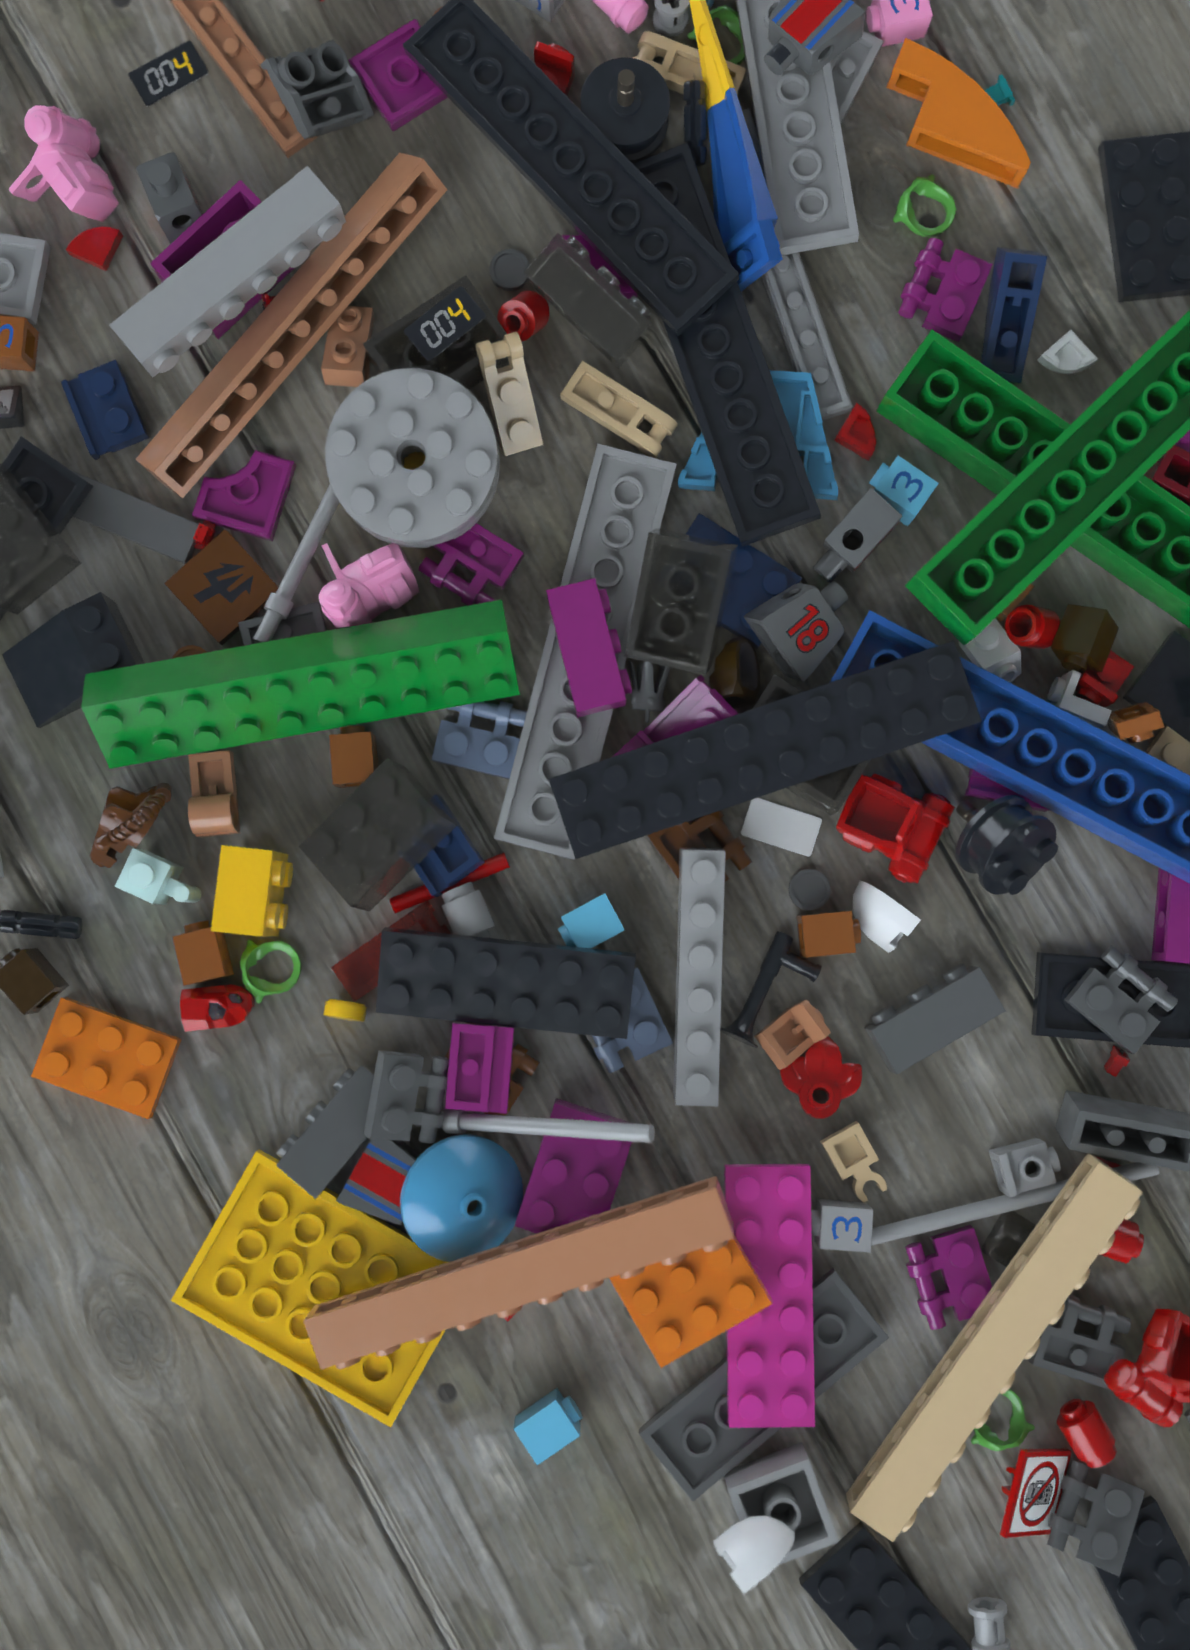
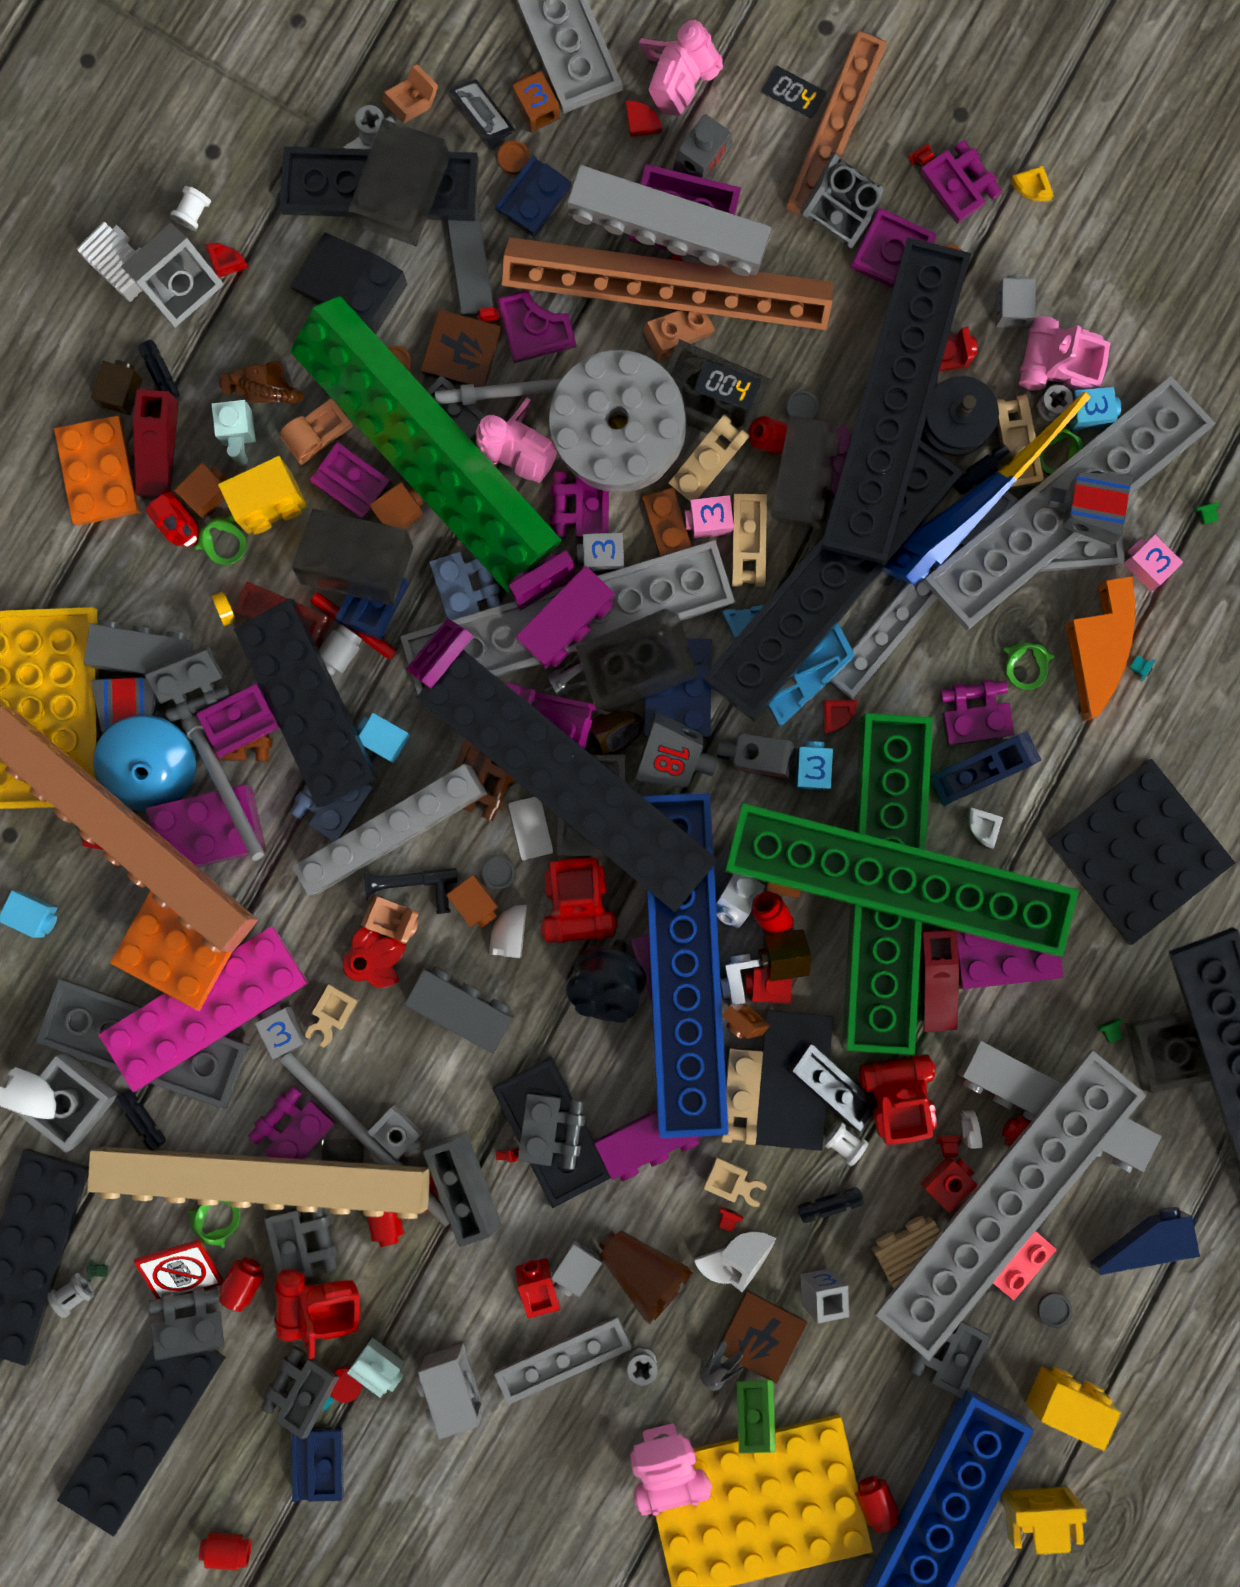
camera: 60 degrees right, 0 degrees up
(49, 406) = (513, 157): none -> dark orange piece
(115, 975) = (154, 441): none -> dark red slope
(291, 790) = (350, 480): none -> magenta plate
(530, 663) = (534, 585): none -> magenta plate
(536, 570) = (601, 552): none -> light grey brick
(542, 804) = (439, 652): none -> magenta plate
(545, 485) = (666, 522): none -> dark orange plate
(569, 434) = (709, 517): none -> bright pink brick
(844, 1436) = (140, 1120): none -> black axle
(976, 1581) = (96, 1270): none -> clear green piece

